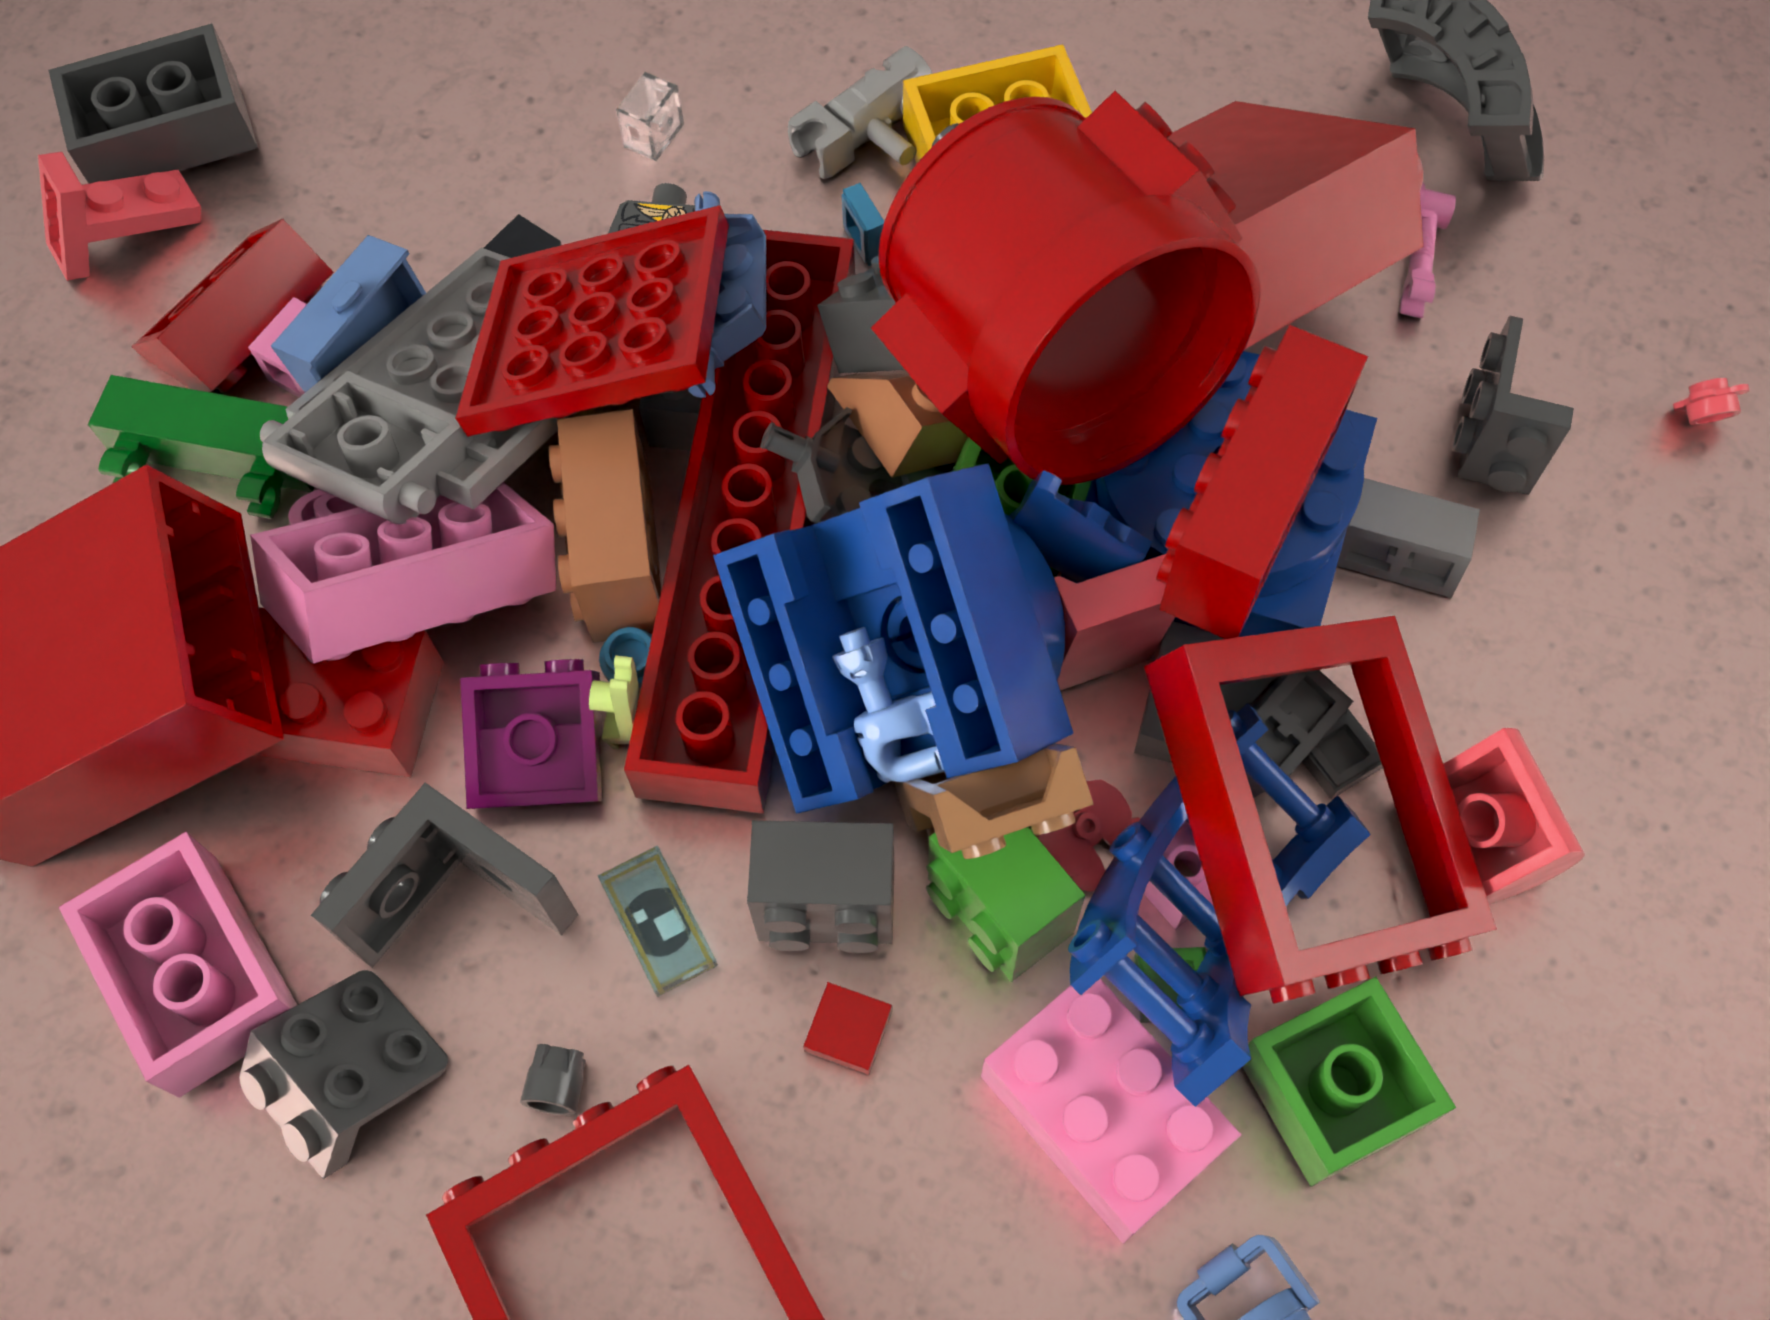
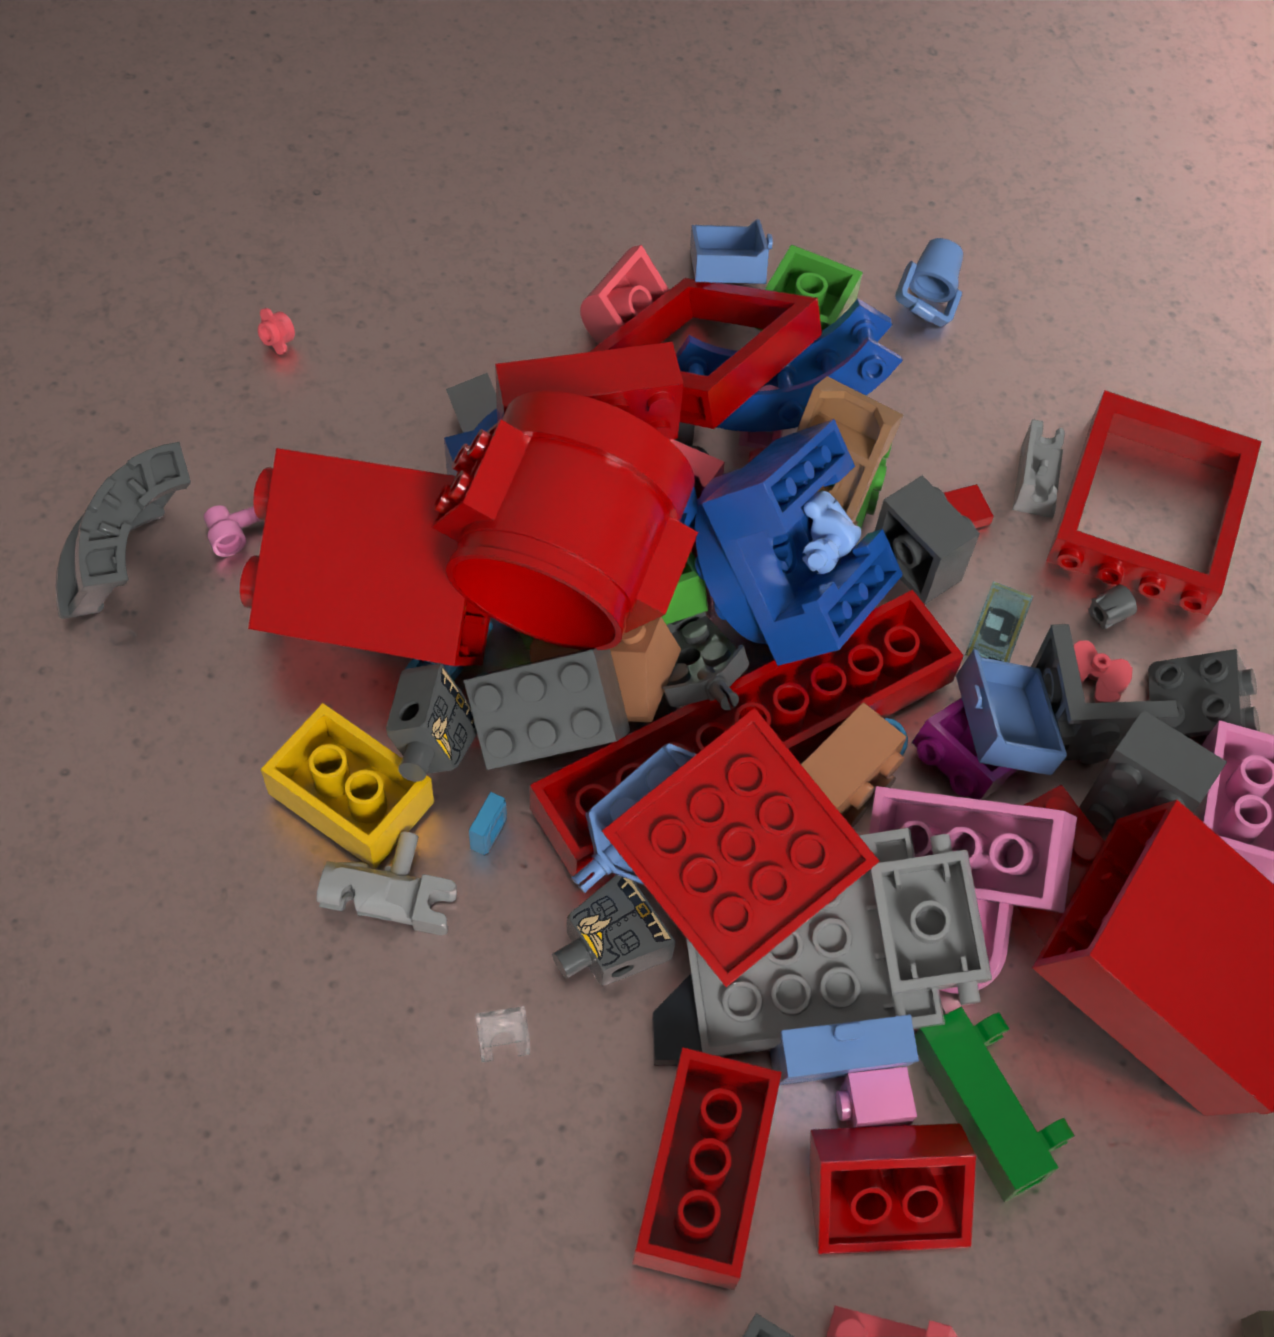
camera: 135 degrees left, 5 degrees down
(275, 818) = (1148, 770): none -> dark grey brick
(385, 168) = (708, 1169): none -> red brick
(522, 976) = (1111, 675): none -> coral piece
(523, 778) = (1010, 715): none -> medium blue container
(618, 700) = (928, 690): yellowish green piece -> none
(819, 1180) = (1039, 471): none -> light grey hinge
(1106, 1106) = (918, 381): bright pink brick -> none
(1506, 434) = (374, 407): dark grey bracket -> none
(1508, 1025) = (730, 253): none -> medium blue container

